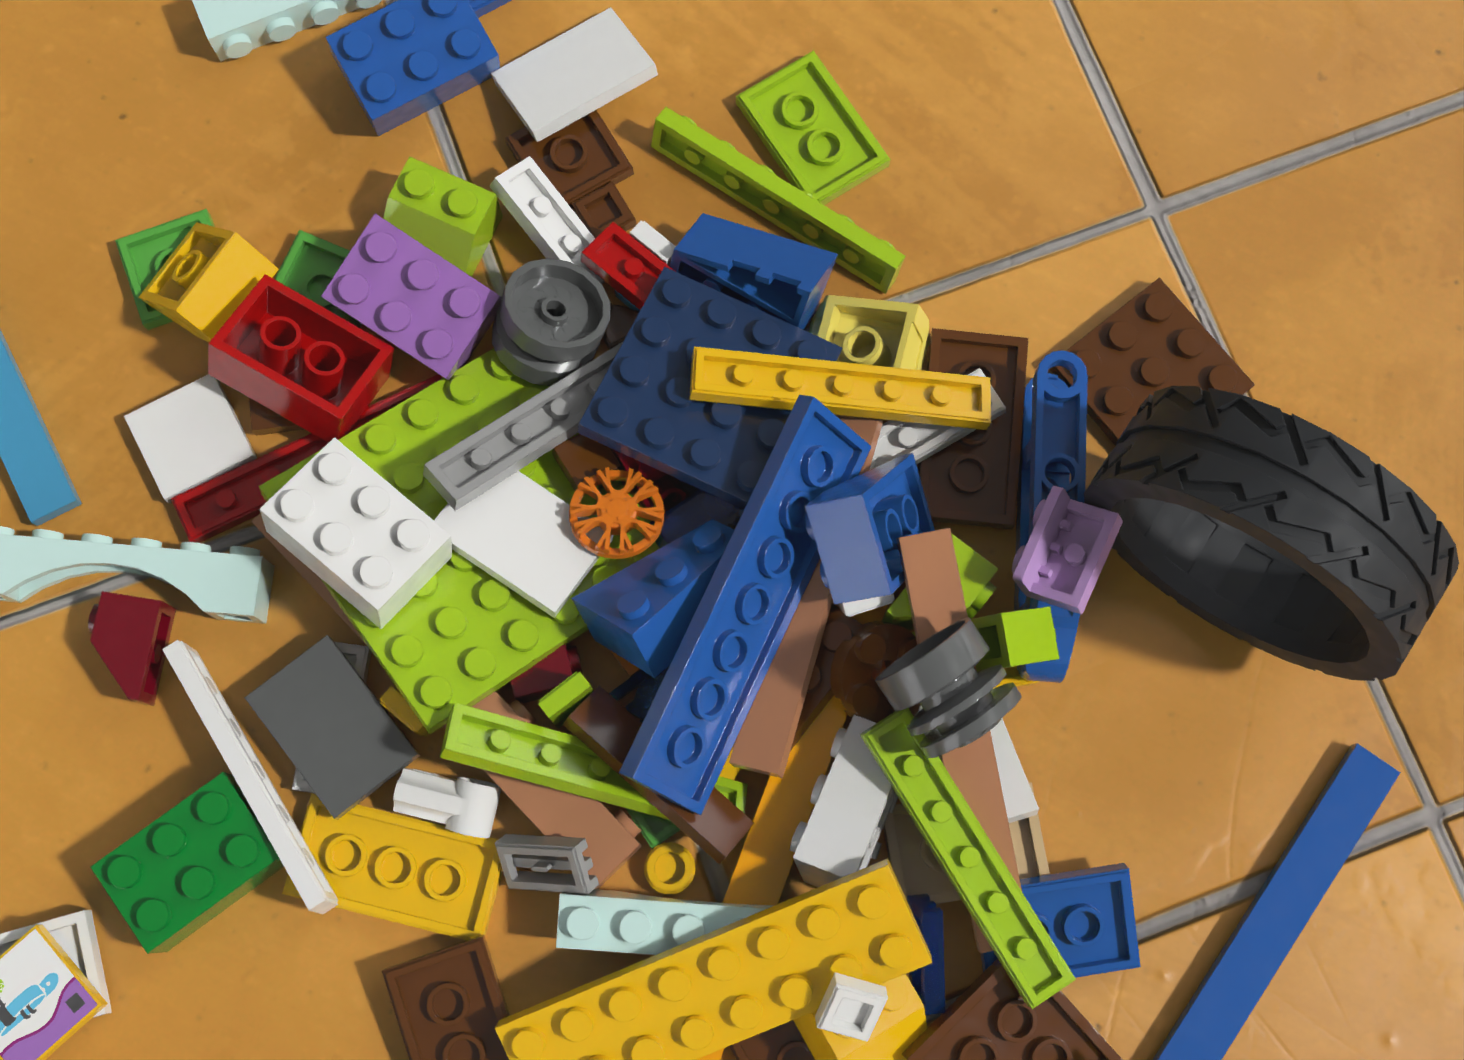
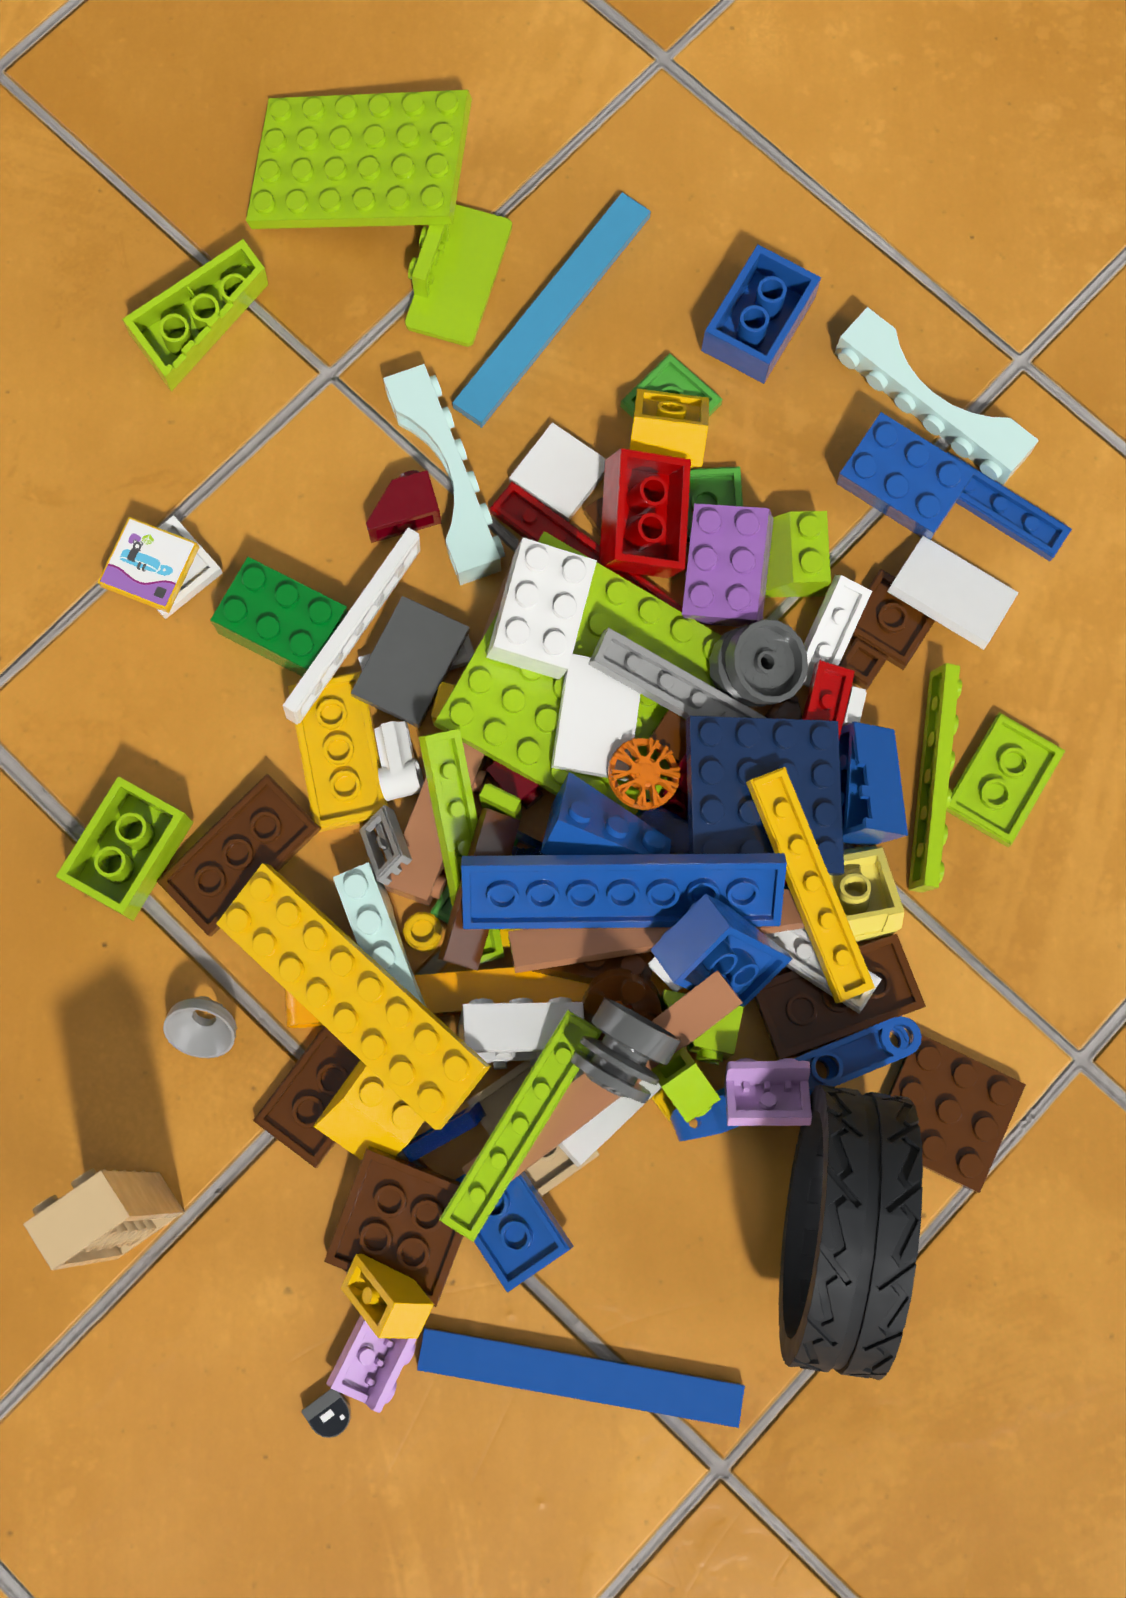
camera: 65 degrees right, 0 degrees up
(127, 112) = (760, 313): none -> blue brick
(851, 1007) = (380, 1088): white tile -> none

